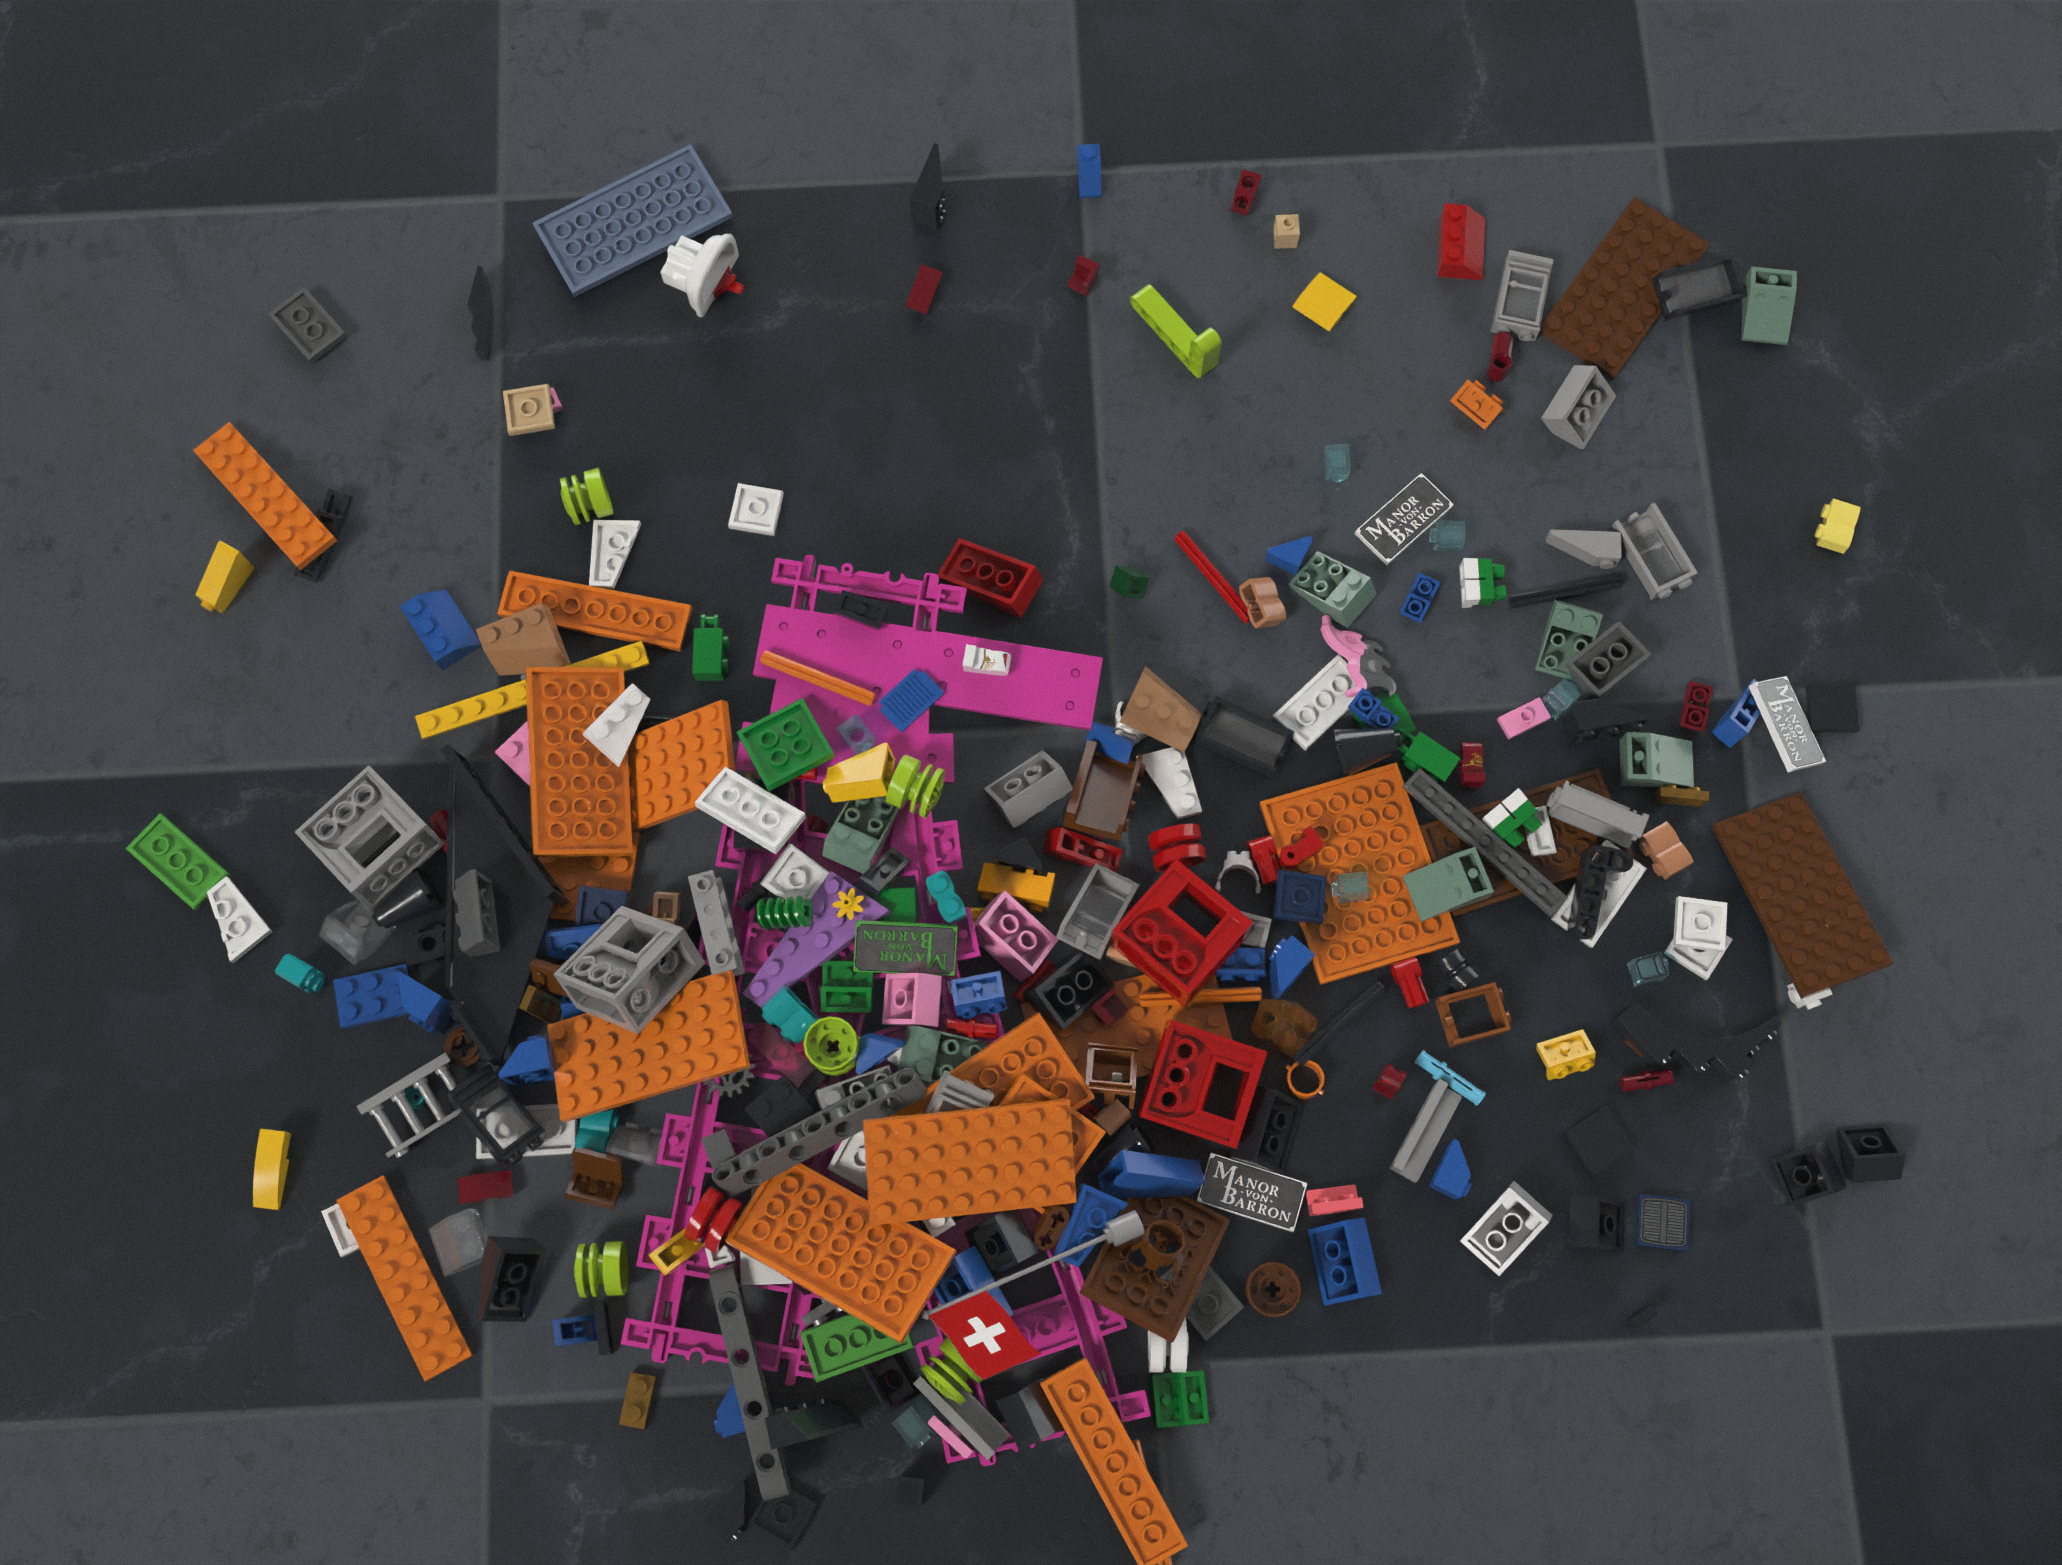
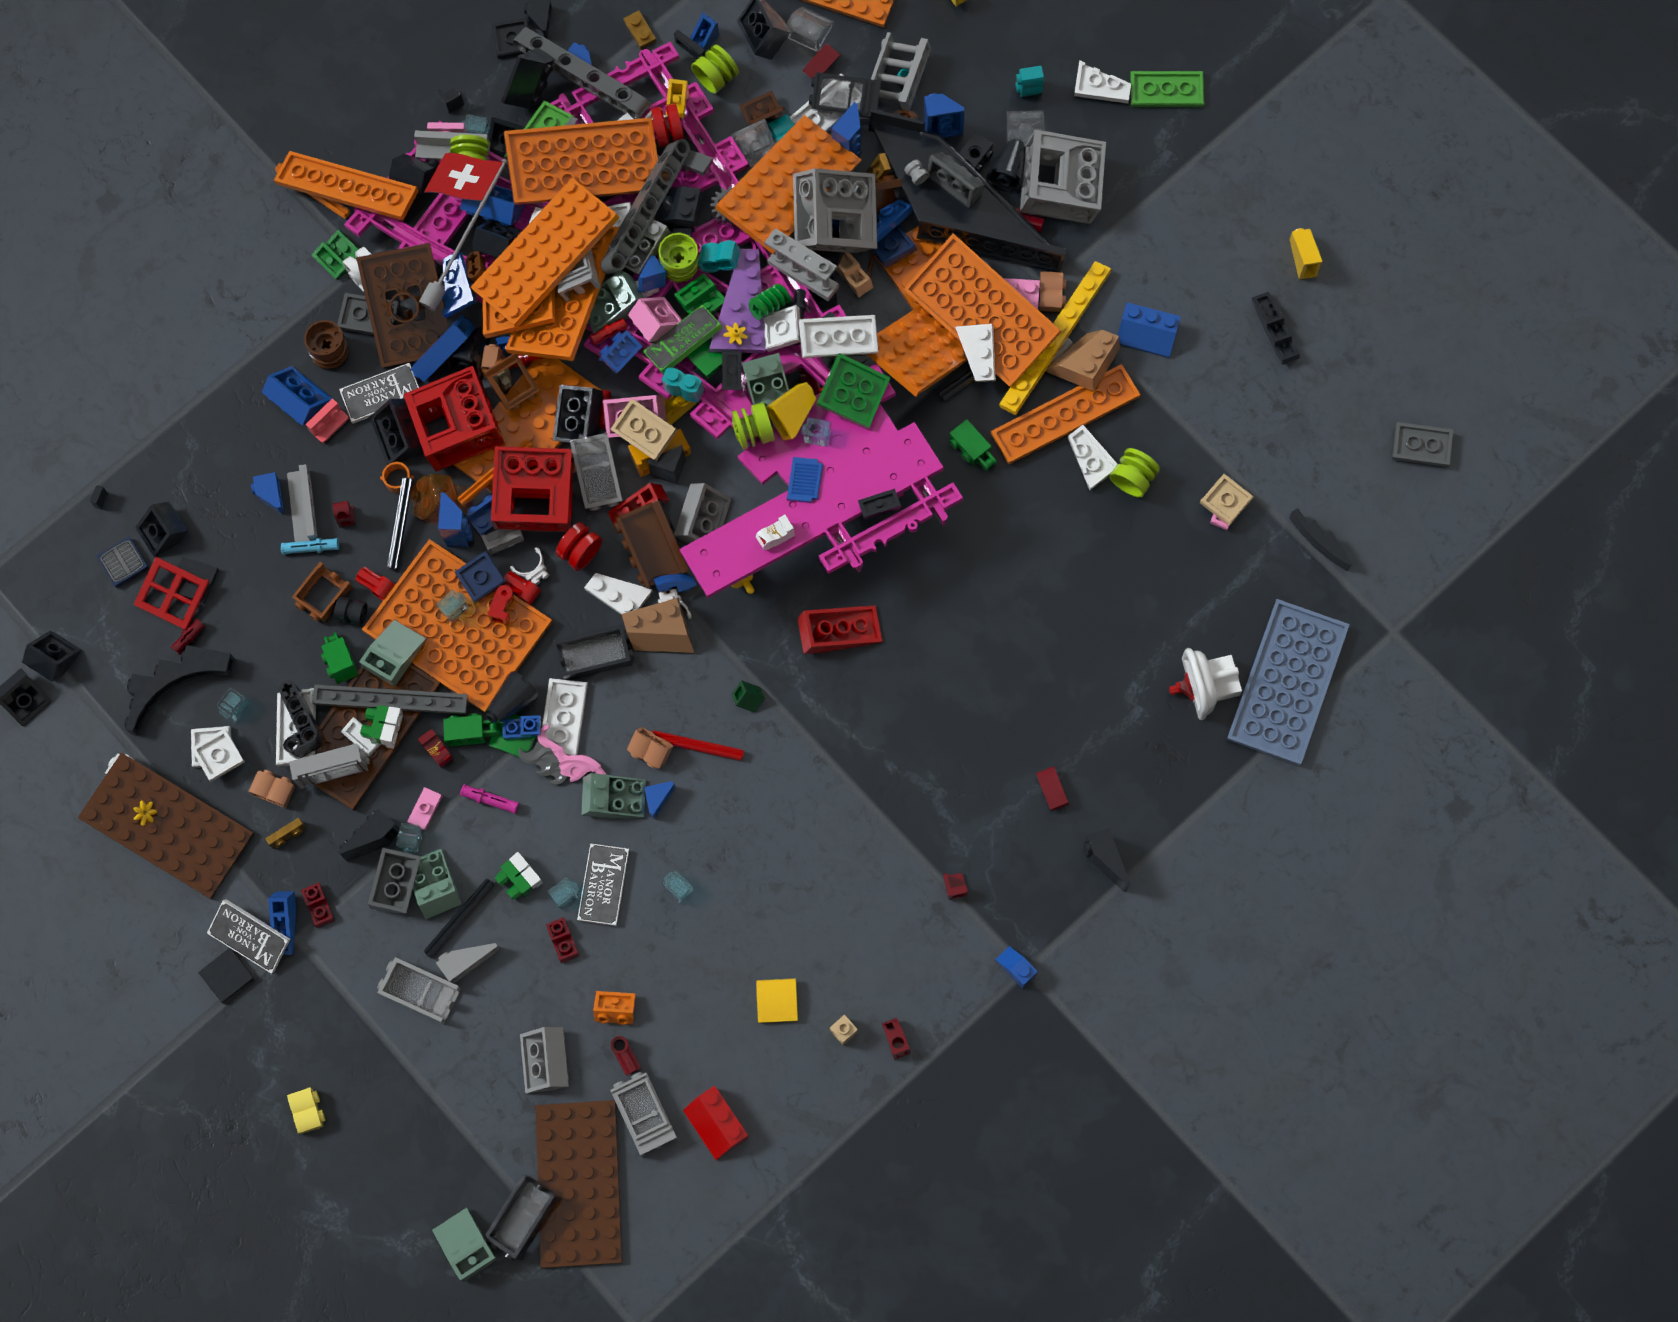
camera: 145 degrees right, 0 degrees up
(265, 496) = (1333, 319): orange plate -> none
(369, 996) = (984, 107): blue plate -> none
(489, 739) = (1051, 291): none -> nougat brick
(507, 954) = (917, 172): none -> light grey wheel
(756, 509) = (1027, 557): white tile -> none
(781, 1053) = (706, 233): clear pink slope -> none
(817, 678) = (871, 447): orange axle -> none
(1019, 899) = (644, 429): none -> tan plate
(1108, 1009) = (544, 421): dark red panel -> none
(1196, 352) = (858, 893): lime beam -> none
(1419, 597) = (552, 837): blue slope -> none
(1439, 657) = (489, 799): none -> dark pink pin
(1481, 498) = (562, 940): none -> dark red slope
(1506, 929) = (338, 658): none -> green brick
(1506, 1228) = (213, 486): light grey slope -> none
(1566, 1054) = (248, 614): yellow bracket -> none
(1633, 1140) = (171, 593): none -> red window
(1655, 760) = (315, 843): sand green slope -> none
(1820, 911) = (144, 812): none -> yellow plant

